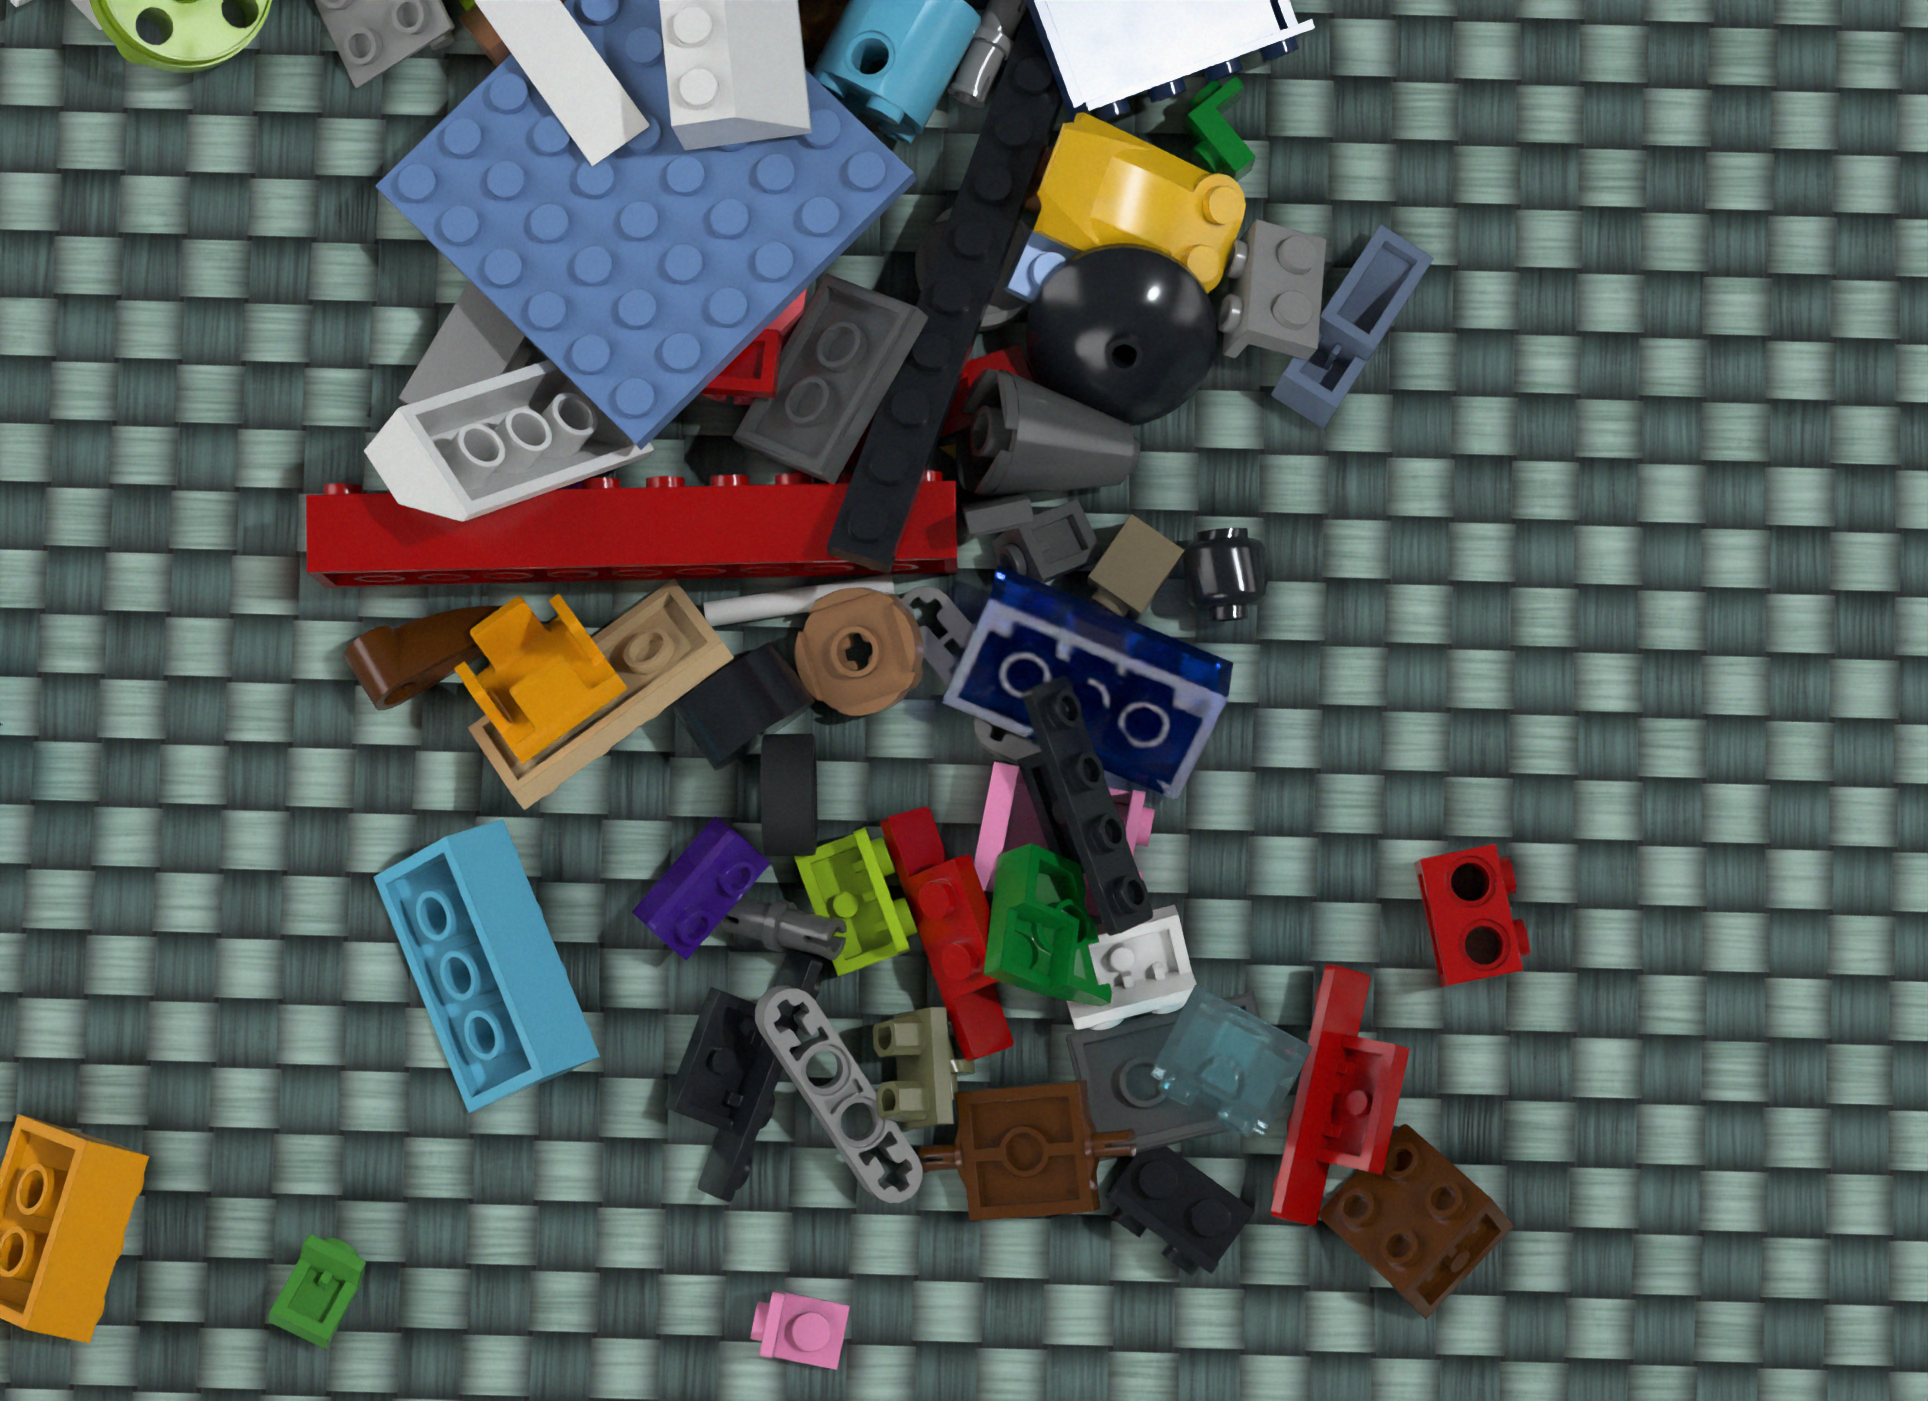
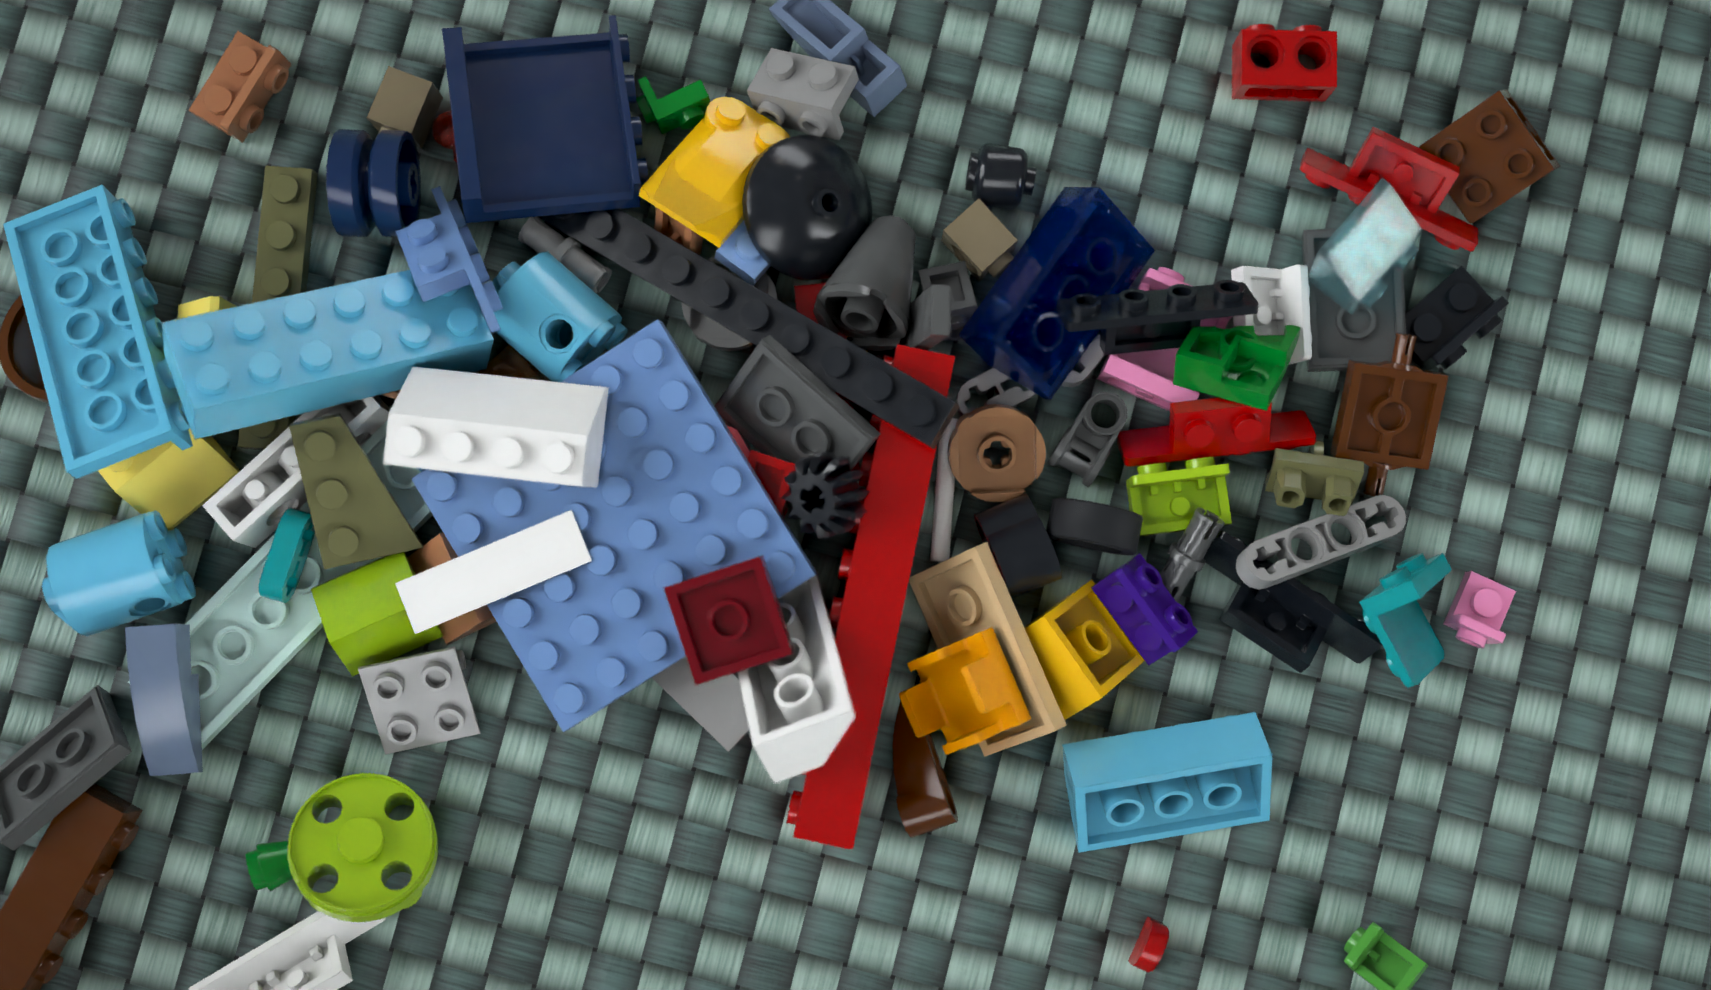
camera: 80 degrees left, 0 degrees up
(276, 989) = (1150, 945): none -> red tile
(553, 349) = (729, 620): none -> dark red plate
(628, 815) = (1081, 650): none -> yellow slope
(739, 433) = (825, 494): none -> black gear
(759, 1222) = (1399, 620): none -> teal bracket
(905, 768) = (1089, 440): none -> dark grey piece

